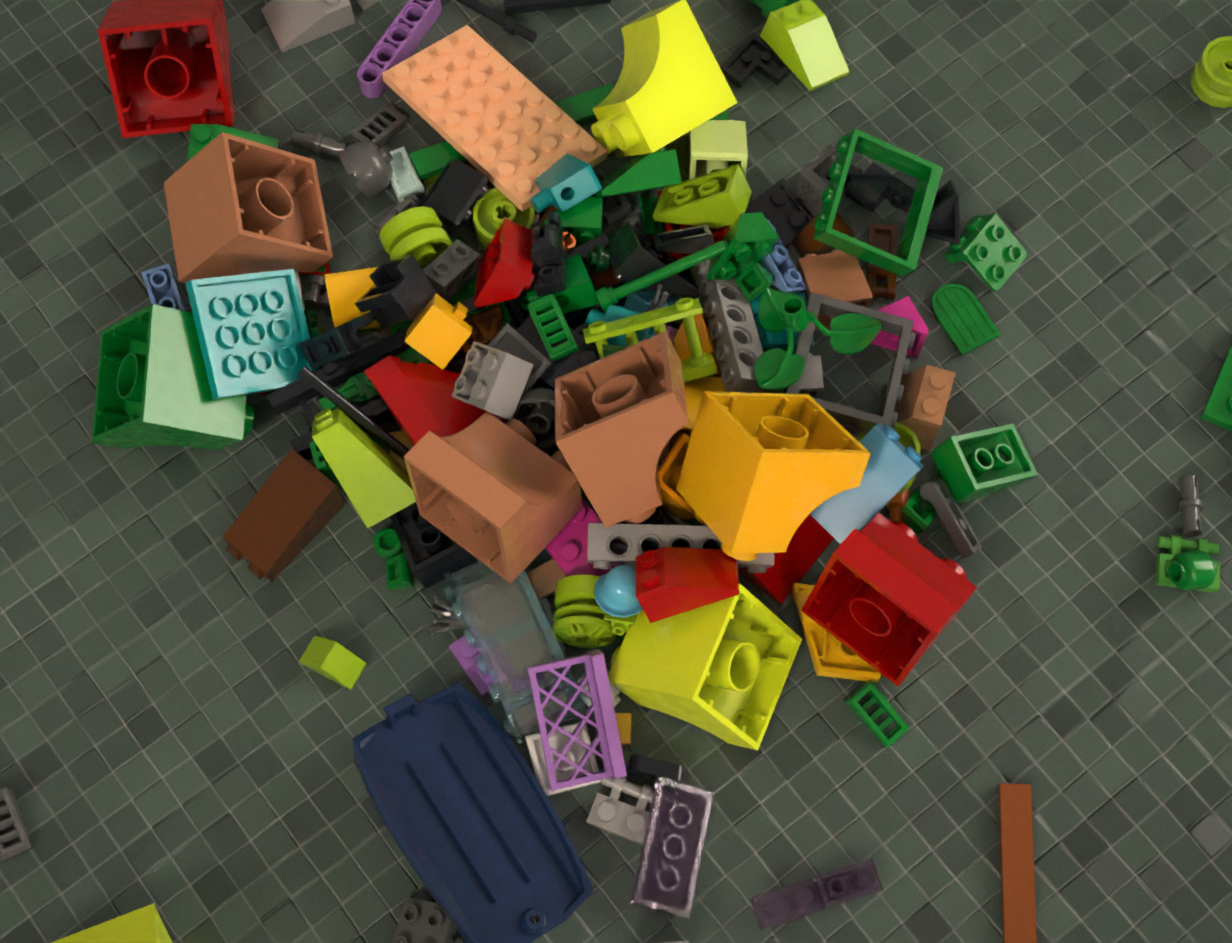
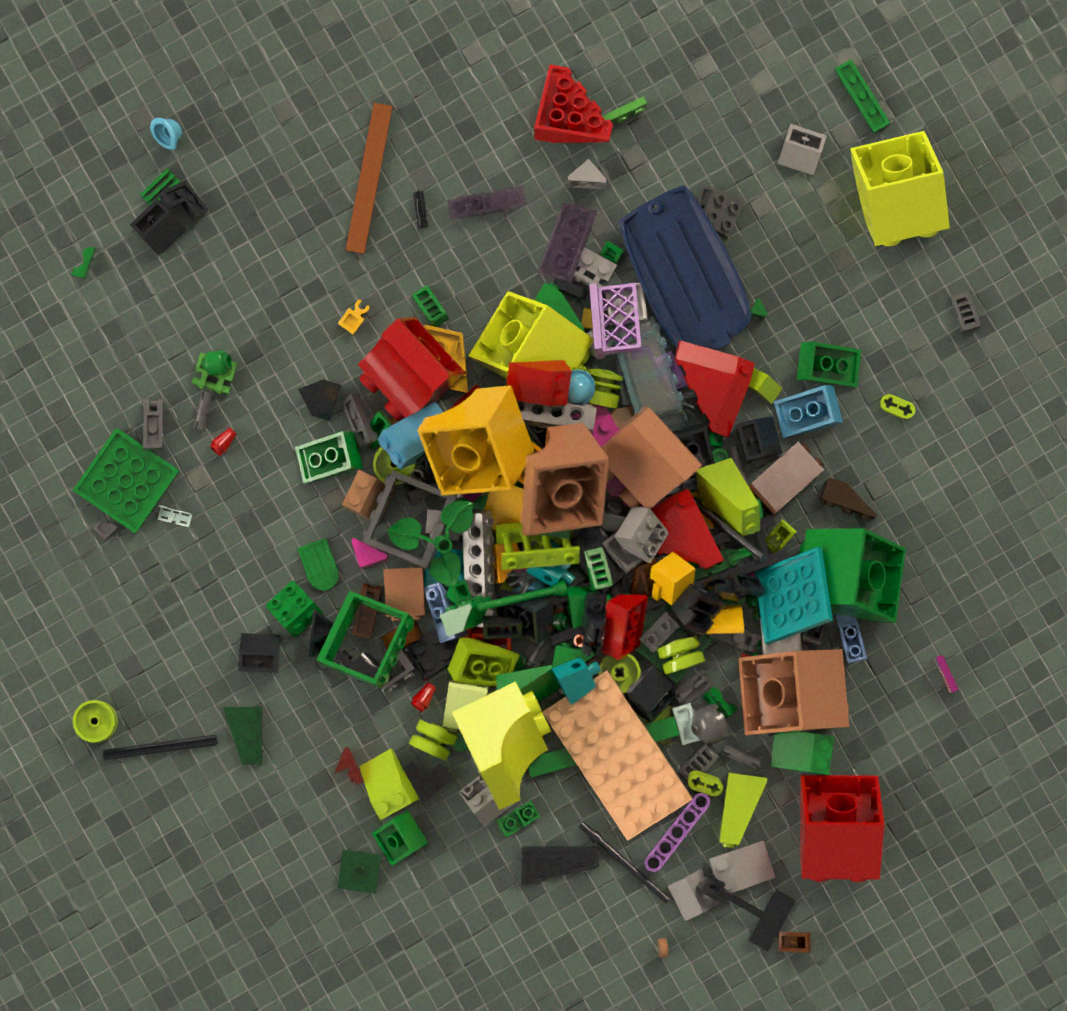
camera: 170 degrees left, 15 degrees up
(28, 282) = (946, 673): none -> magenta tile
(115, 650) = (900, 403): none -> lime beam
(194, 508) = (843, 496): none -> dark brown slope
(226, 705) = (828, 364): none -> green slope
(253, 627) = (808, 411): none -> dark azure slope
(277, 437) = (779, 536): none -> lime slope
(315, 85) = (739, 804): none -> lime slope
(329, 573) = (758, 439): none -> black slope
(344, 202) = (728, 708): none -> green piece
(347, 777) = (759, 310): none -> green slope
(359, 534) = (734, 453): none -> dark grey pin
(367, 103) = (707, 781): none -> lime beam
(402, 645) = (718, 382): none -> red slope
(596, 844) = (611, 252): none -> green slope
(610, 37) = (518, 819): none -> green slope
(675, 731) = (554, 298): none -> green slope
(759, 99) = (433, 739): none -> lime wheel
(778, 160) = (423, 697): none -> red cone
(861, 67) = (347, 761): none -> clear red slope
(923, 870) = (420, 210): none -> black axle
(994, 675) = (352, 319): none -> yellow plate
(1012, 93) = (246, 732): none -> dark green wing
(1015, 550) = (321, 398): none -> black slope
(1022, 183) = (259, 653): none -> black slope
(1126, 60) = (160, 747): none -> black axle
(1148, 464) = (223, 441): none -> red cone
(1194, 359) = (171, 516): none -> light aqua piece

